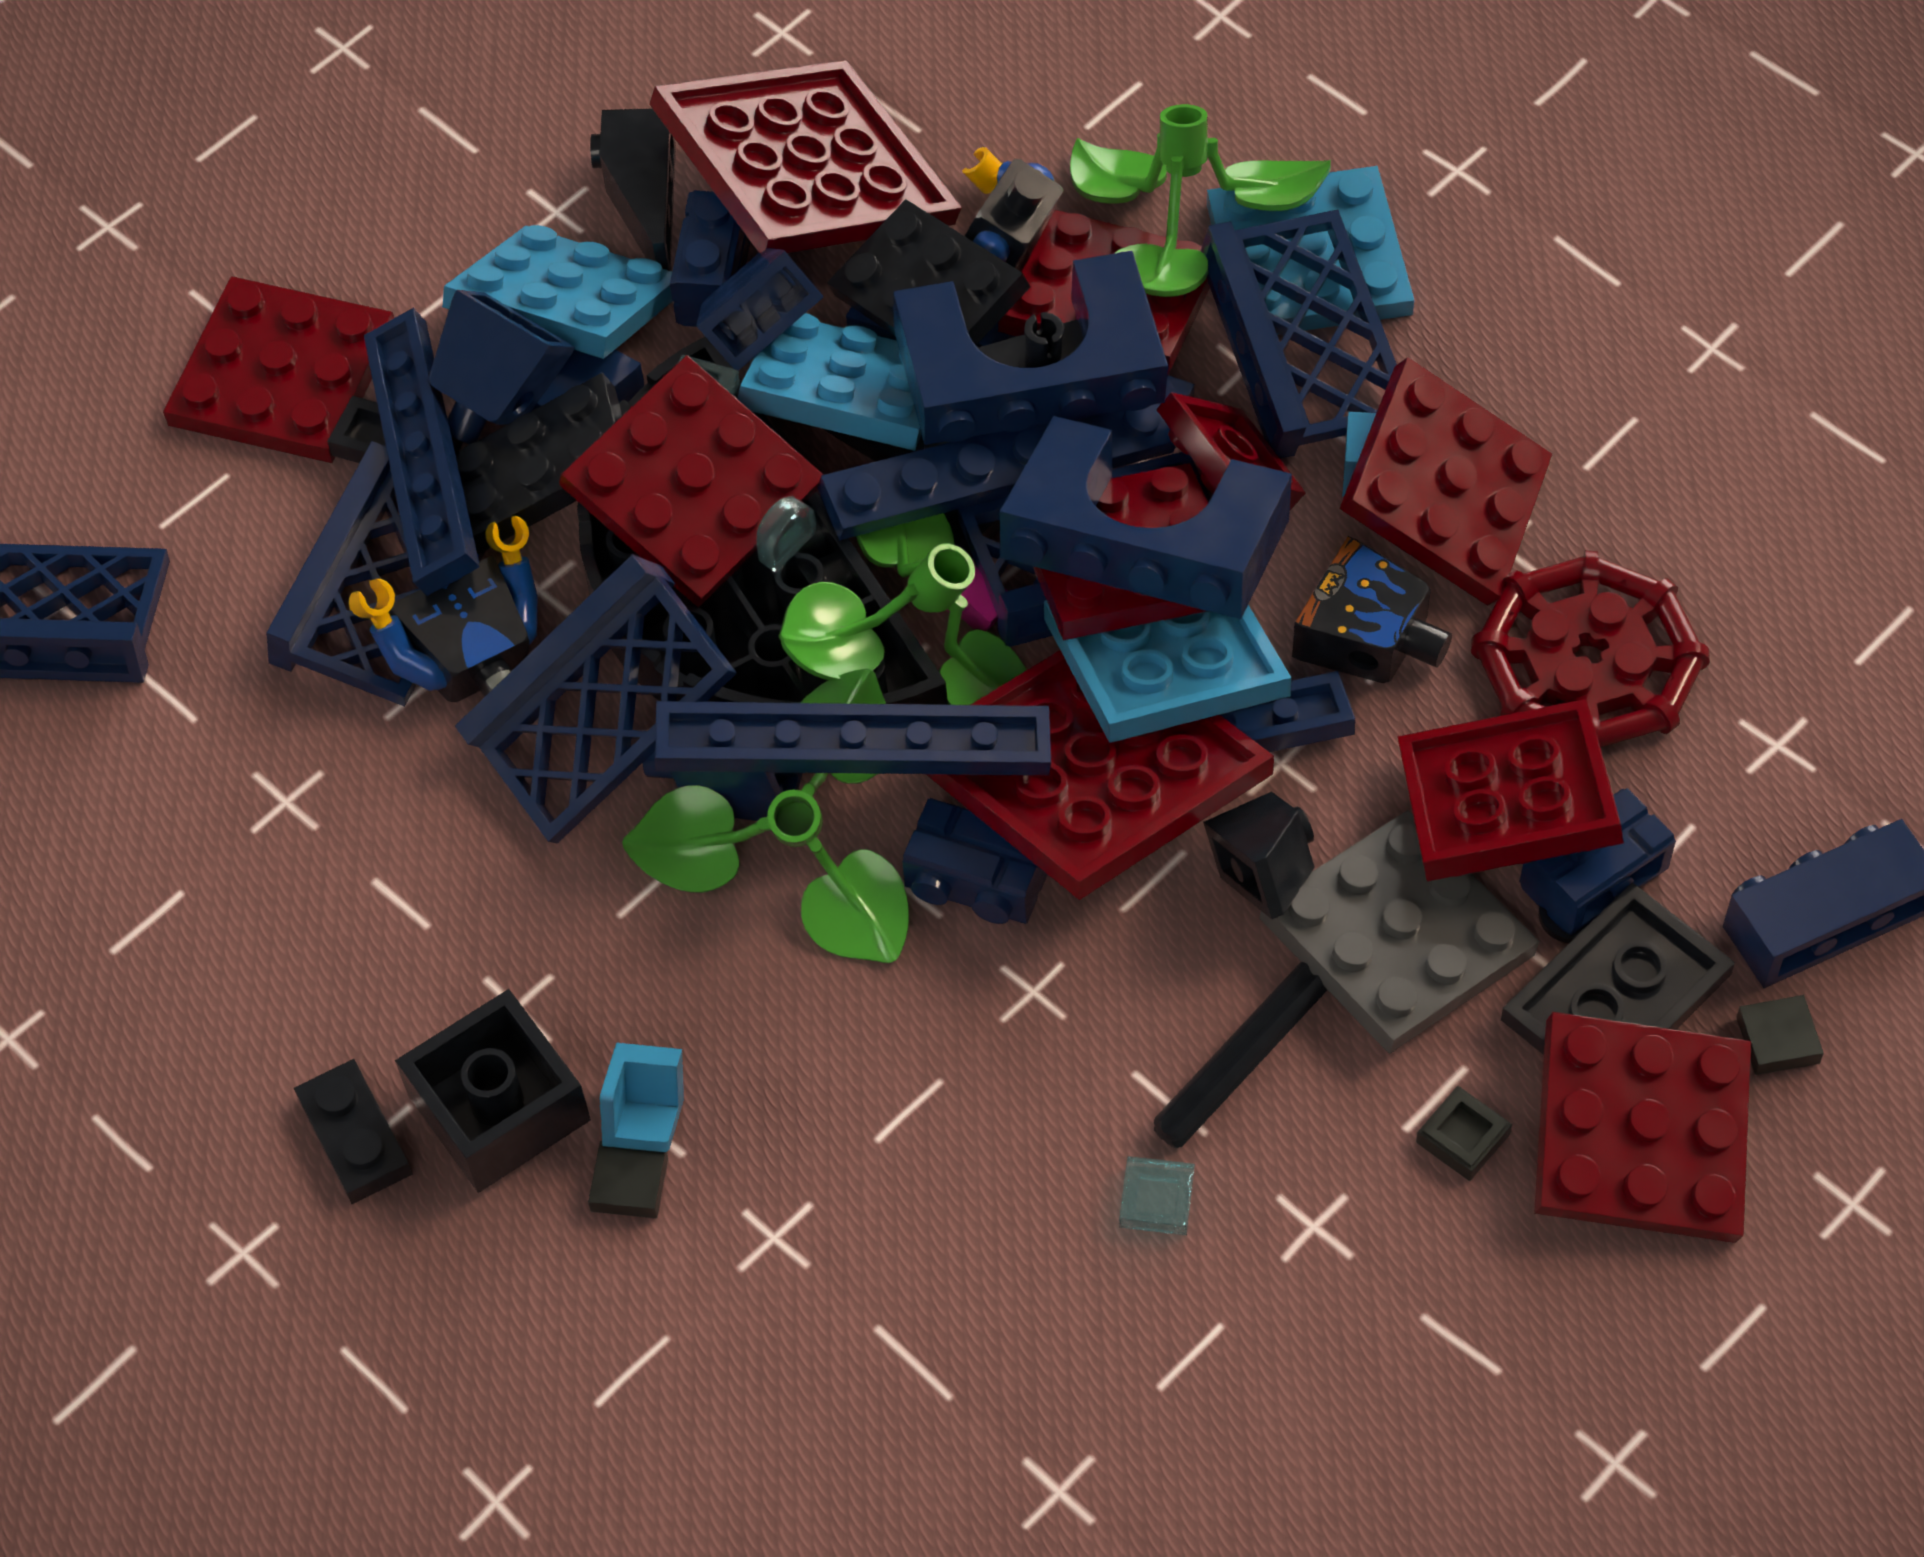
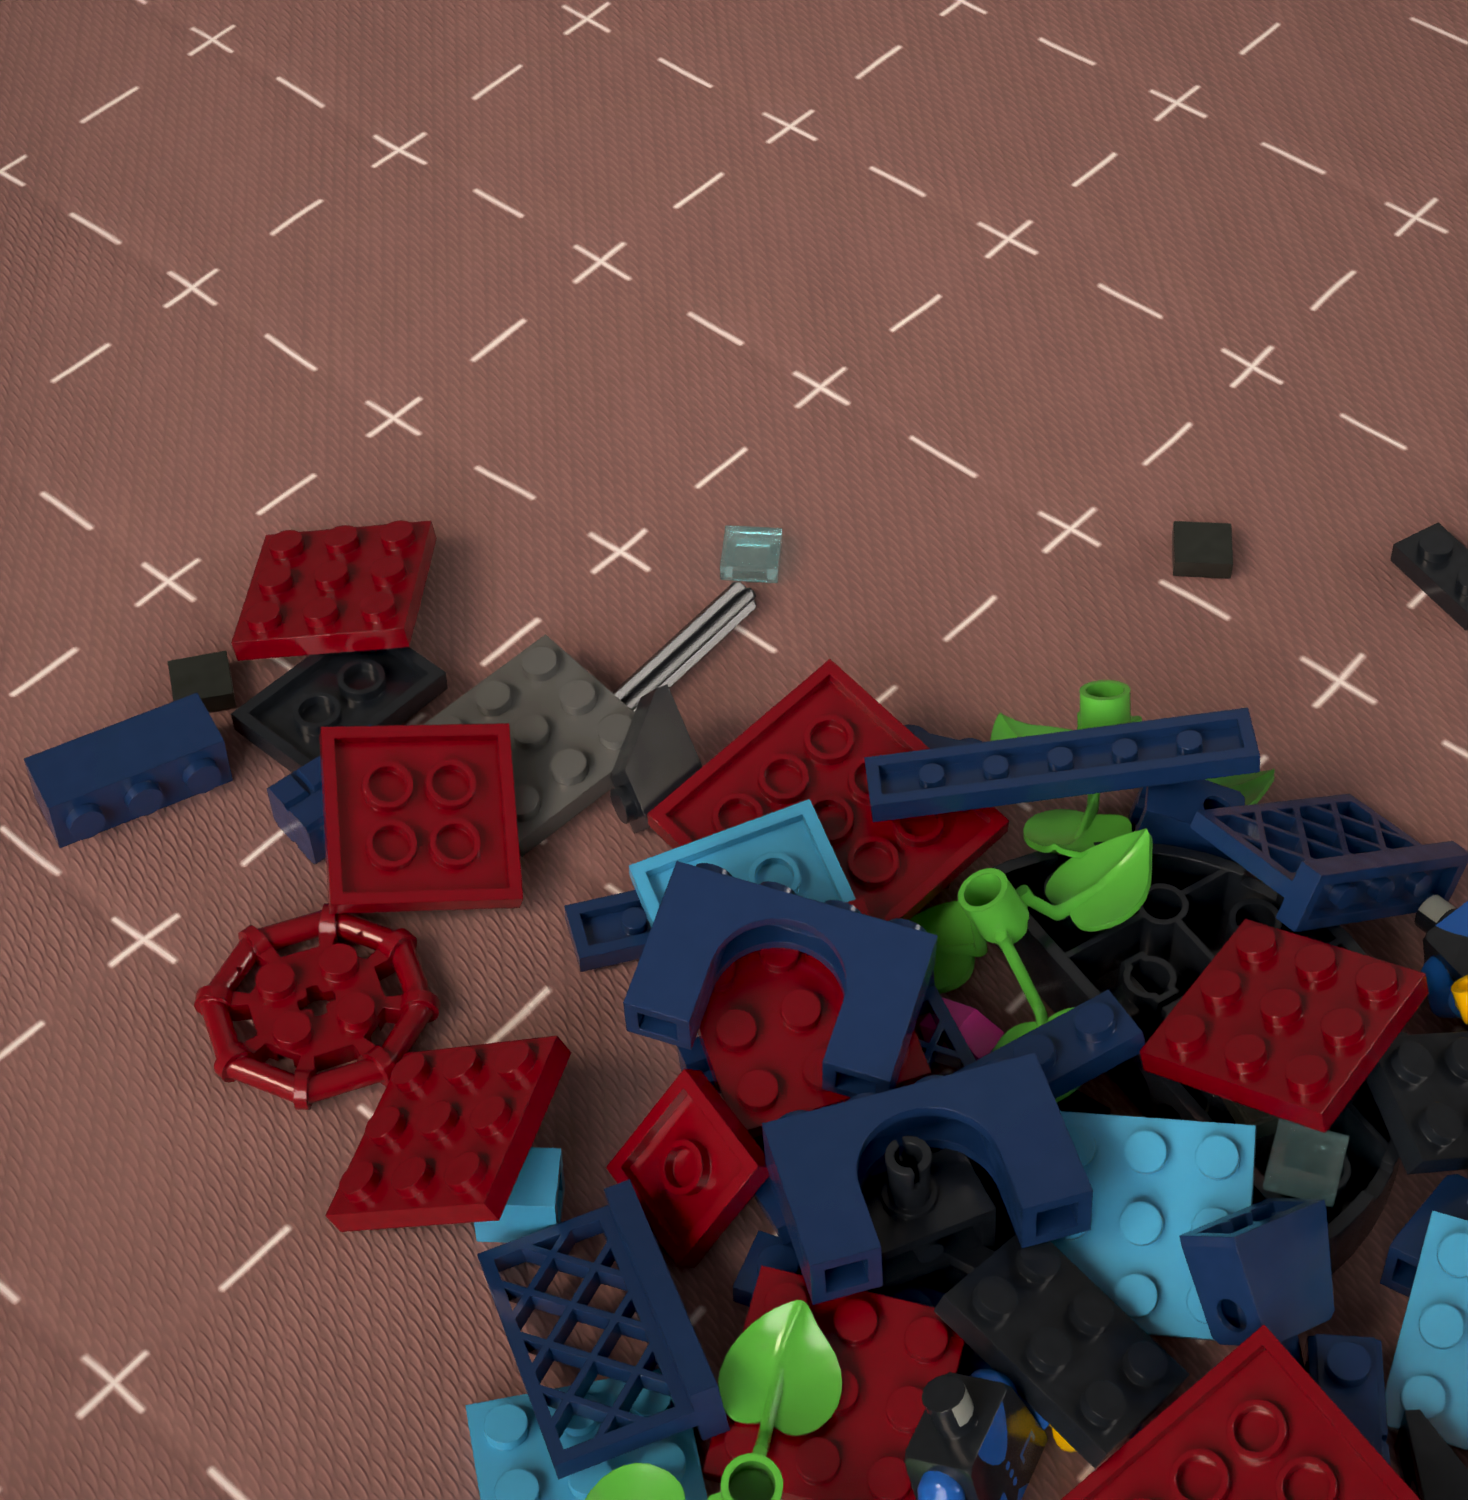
camera: 175 degrees right, 10 degrees down
(493, 1090) = (1334, 571): black brick -> none
(642, 1097) = (1203, 584): dark azure panel -> none
(784, 531) = (1168, 985): clear light blue tile -> none
(1367, 617) = (547, 998): torso -> none
(1463, 1133) = (489, 607): pearl dark grey tile -> none

